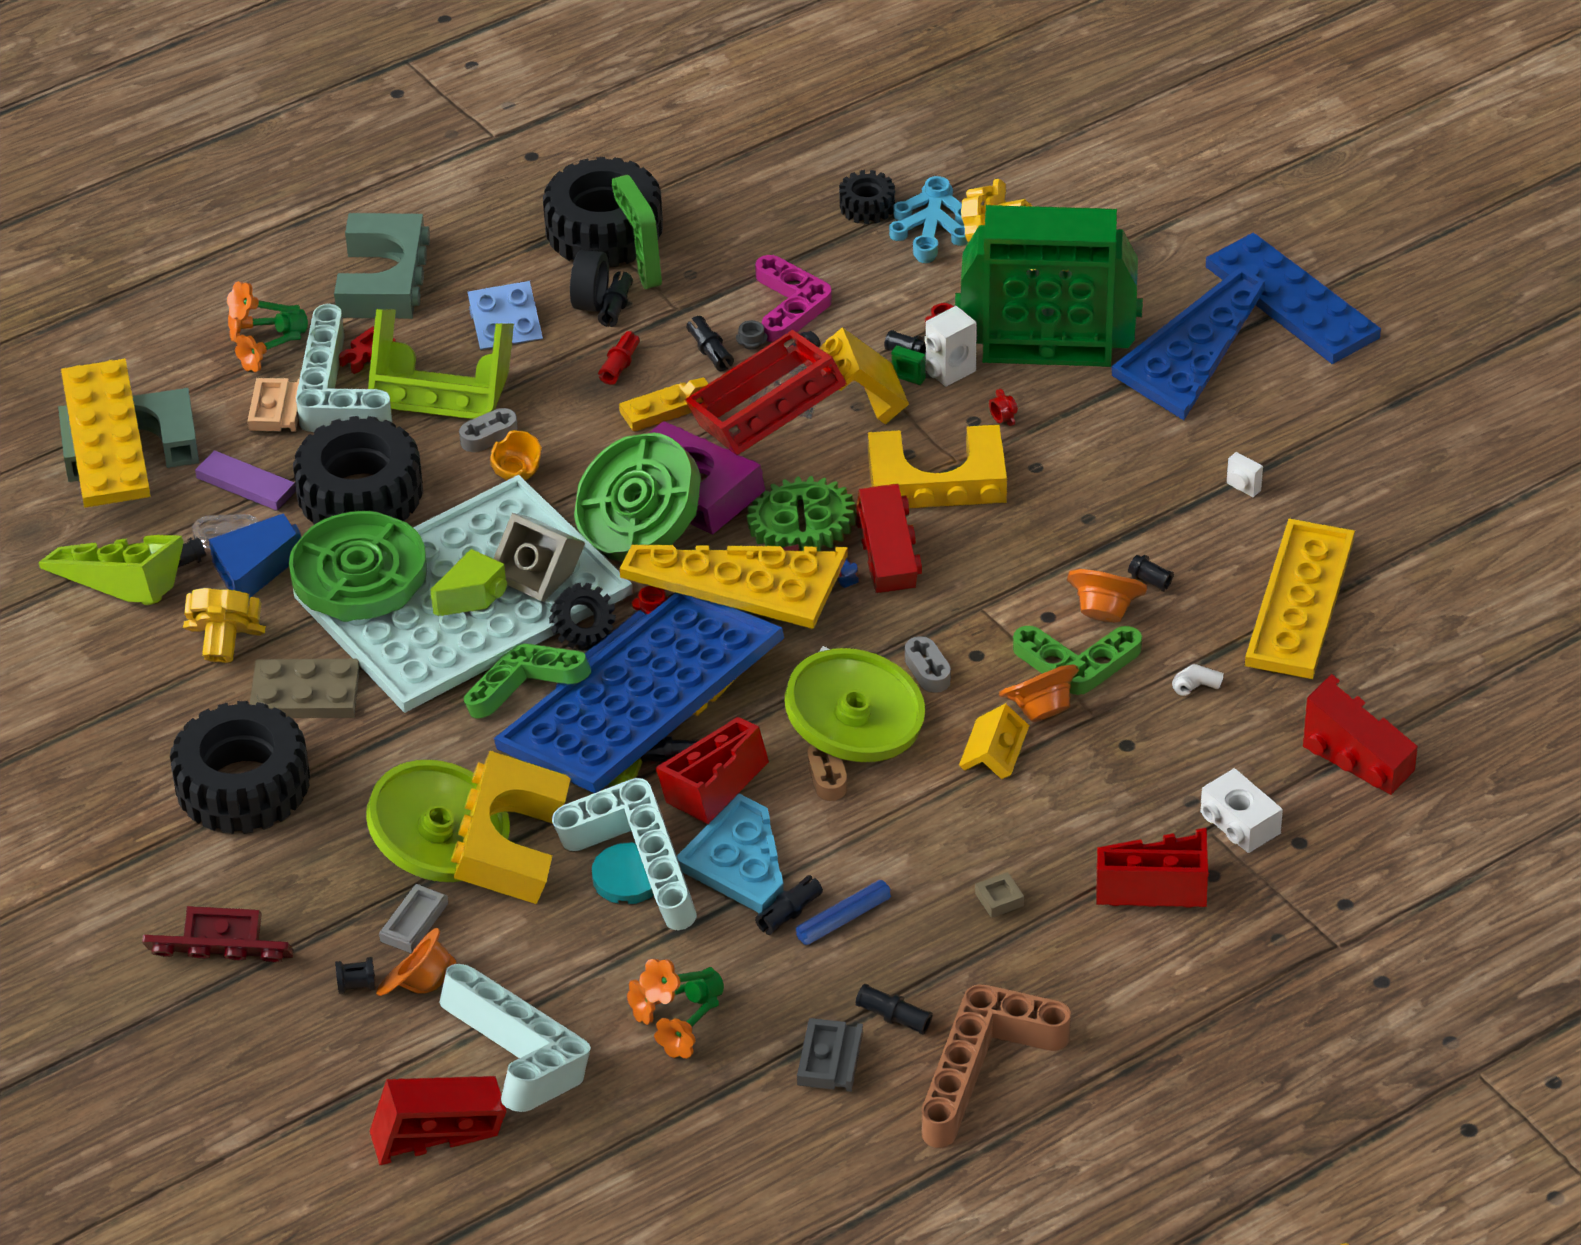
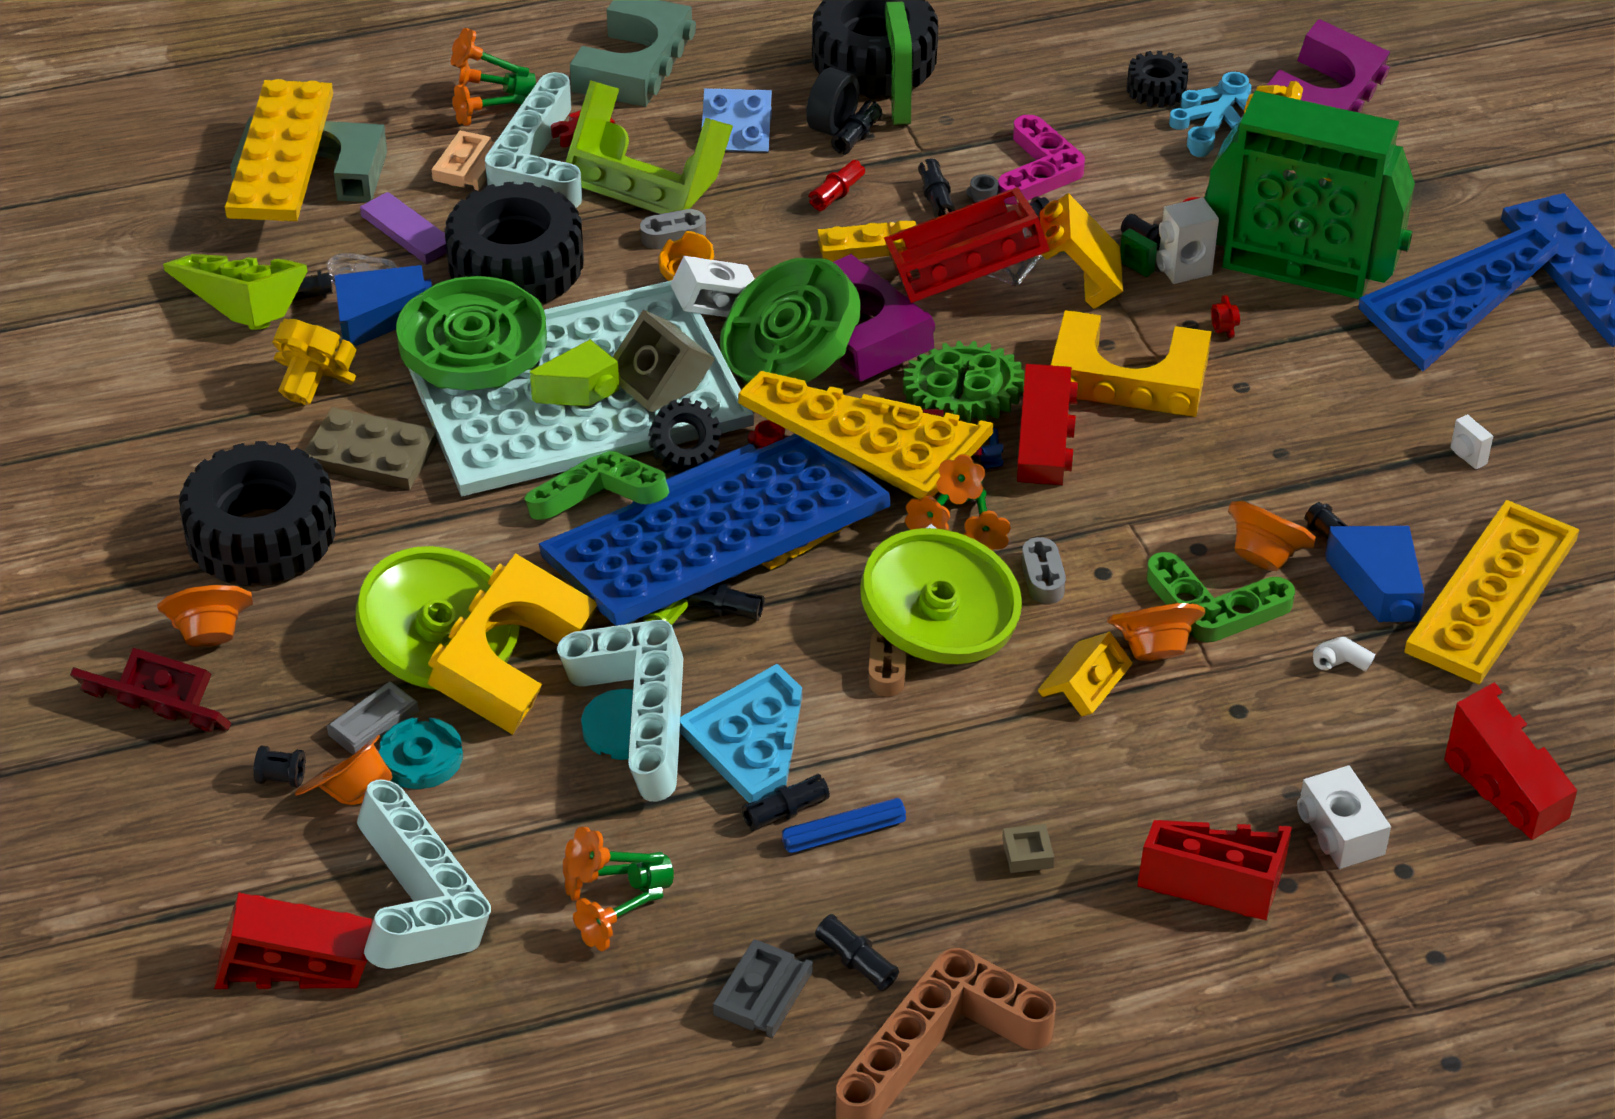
camera: 15 degrees right, 0 degrees up
(236, 863) = (206, 613): none -> orange hat
(470, 935) = (421, 752): none -> teal tile
(550, 476) = (709, 285): none -> white brick
(713, 769) = (757, 630): red wedge -> none
(843, 604) = (960, 482): none -> orange plant
(1031, 145) = (1344, 57): none -> magenta arch
(1204, 601) = (1379, 569): none -> blue slope

